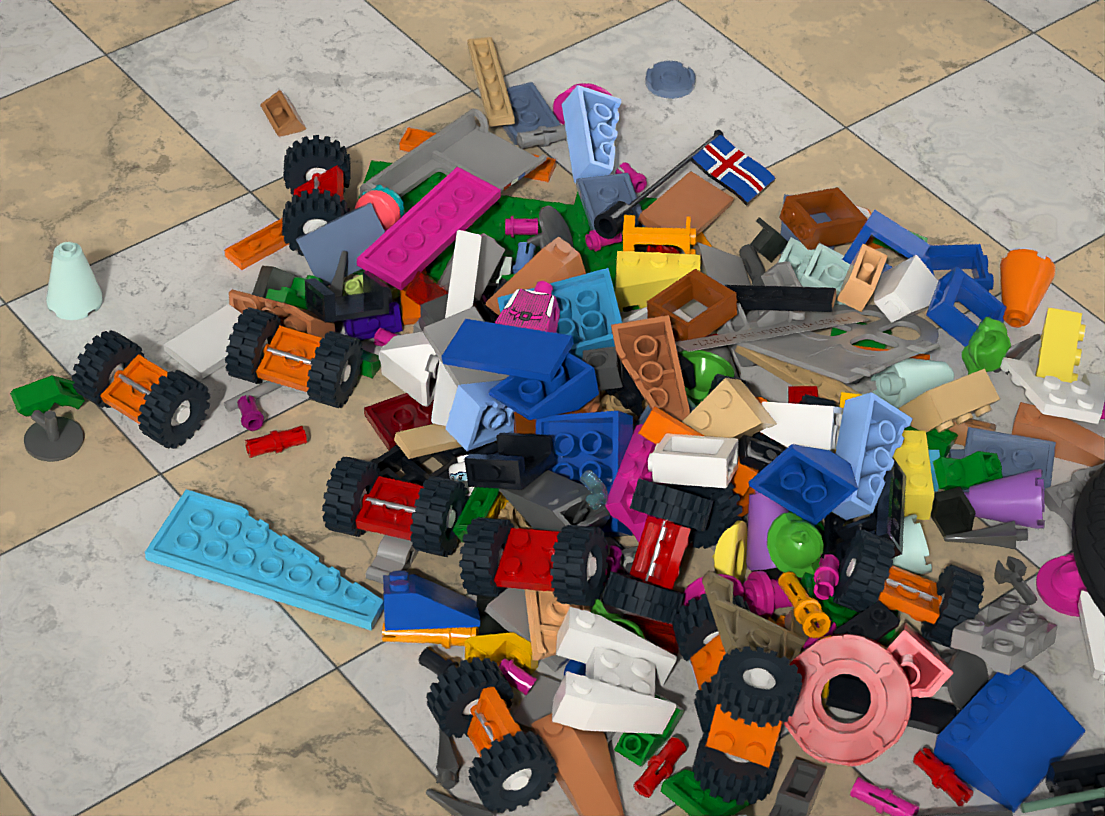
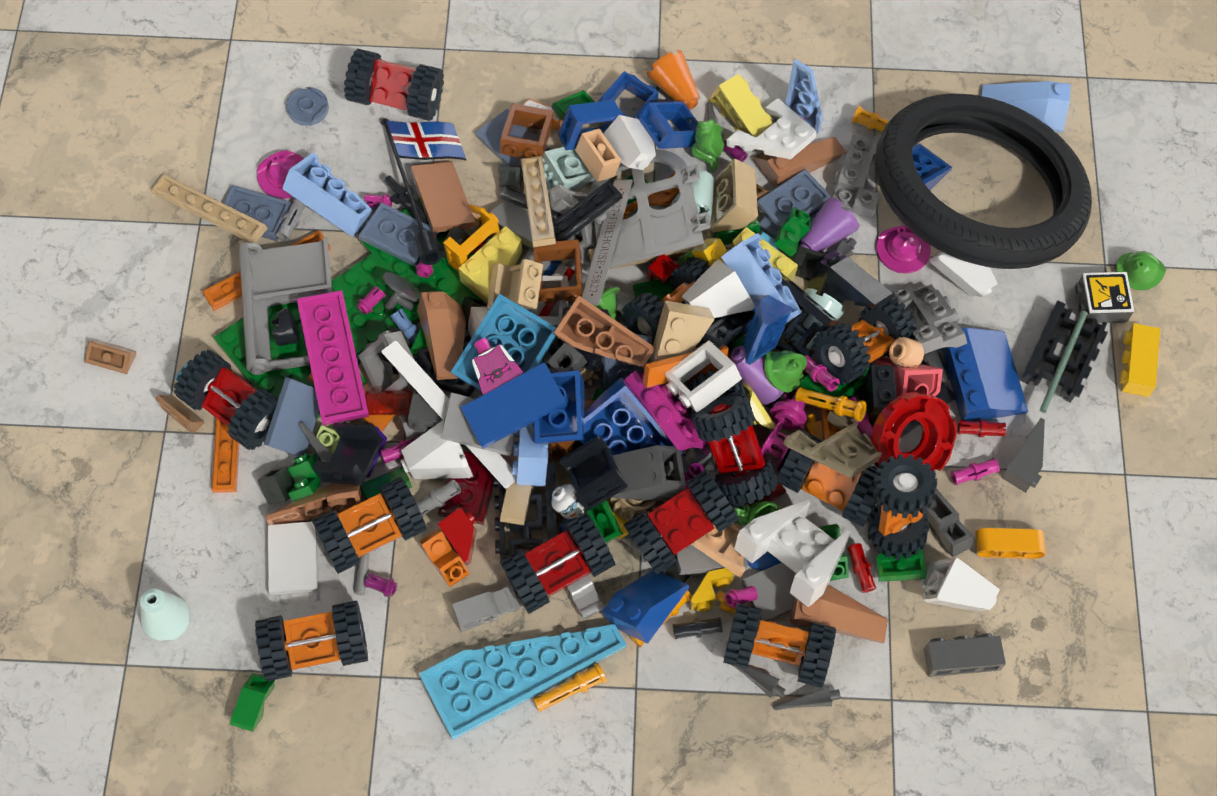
camera: 50 degrees left, 20 degrees up
(52, 437) = (289, 722): dark grey shield -> none
(275, 188) = (180, 412): none -> medium nougat slope
(275, 441) = (420, 587): red pin -> none
(293, 494) = (485, 608): none -> light grey piece
(299, 614) = (580, 682): none -> light orange pin
(324, 439) = (444, 558): none -> orange slope
(356, 430) = (460, 532): none -> red slope
(375, 393) = (438, 497): none -> light grey pin
(386, 204) = (284, 367): coral hair -> none
(423, 182) = (286, 330): none -> black hair
(597, 488) = (663, 443): clear light blue arm -> none
(643, 286) = (517, 283): none -> tan panel
(658, 174) = (401, 193): none -> black sword
(749, 254) = (537, 201): none -> tan tile
(765, 119) = (393, 84): none -> black plate
(932, 626) = (906, 352): none -> light nougat head
(961, 540) = (847, 281): none -> black wedge
(1008, 389) = (736, 152): none -> magenta pin
(1014, 576) = (874, 272): dark grey bar -> none

